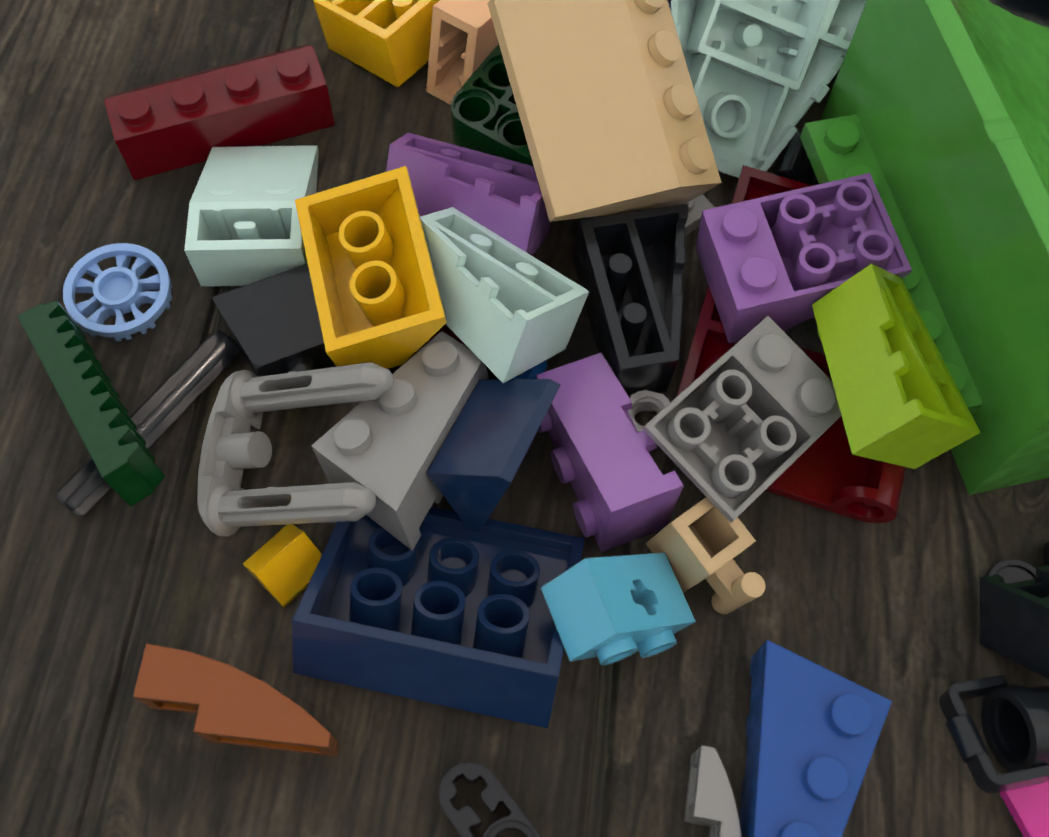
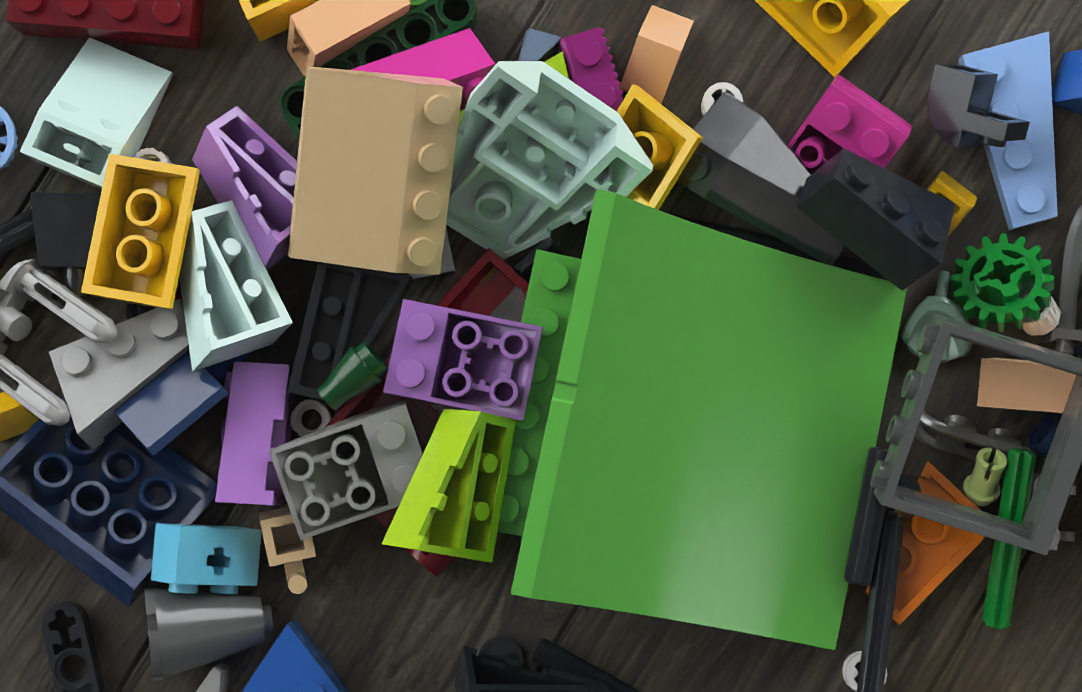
camera: 30 degrees right, 20 degrees up
(648, 711) = (201, 628): none -> dark grey cone
(692, 309) = (354, 374): none -> dark green cone

